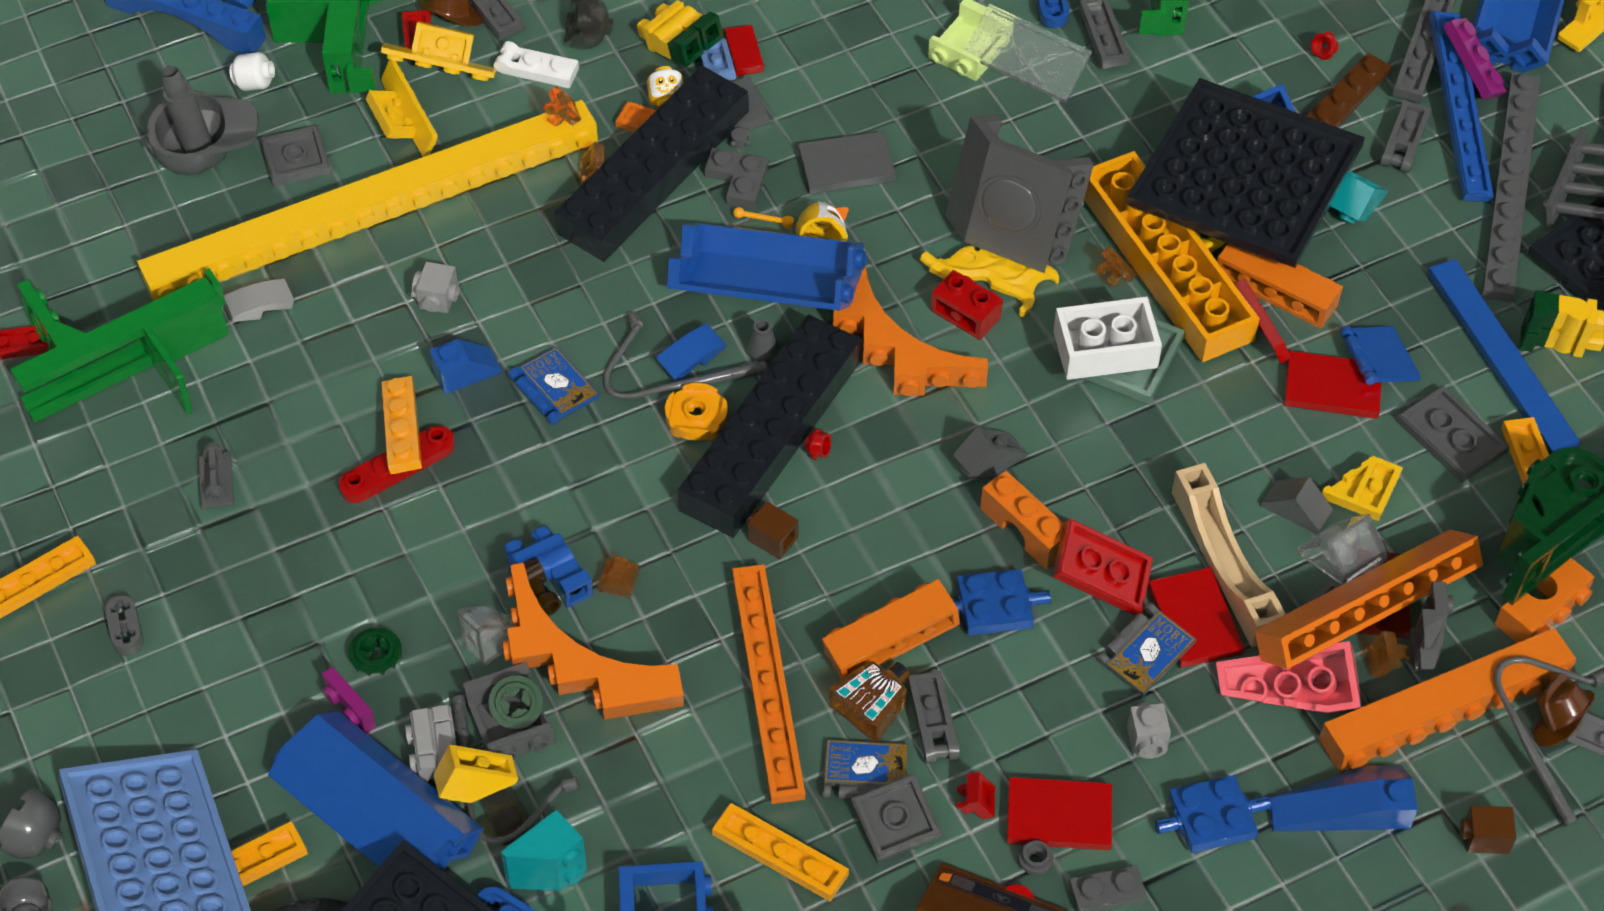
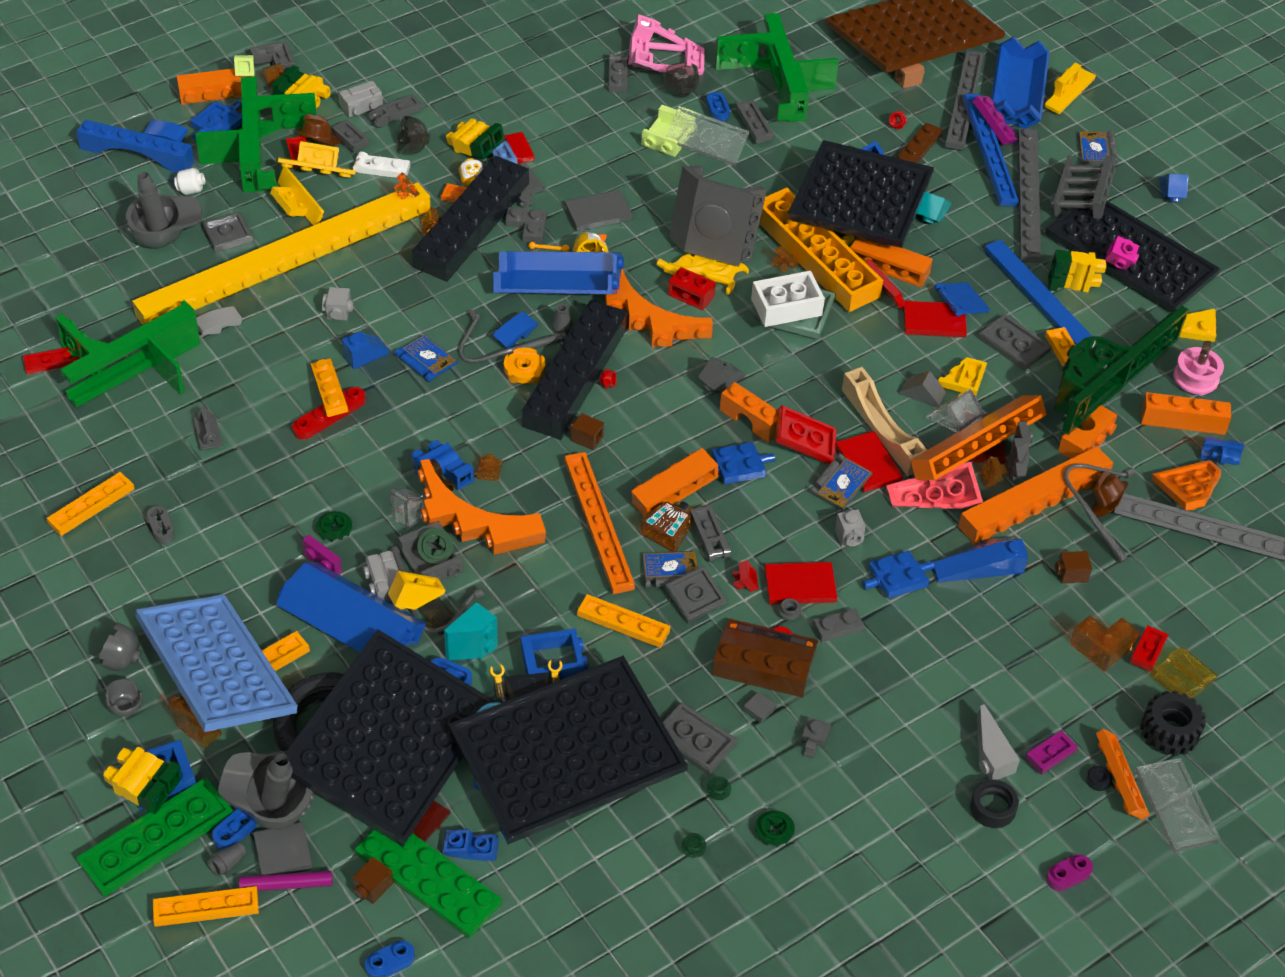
camera: 10 degrees left, 5 degrees down
(1406, 135) = (958, 169): dark grey plate -> none

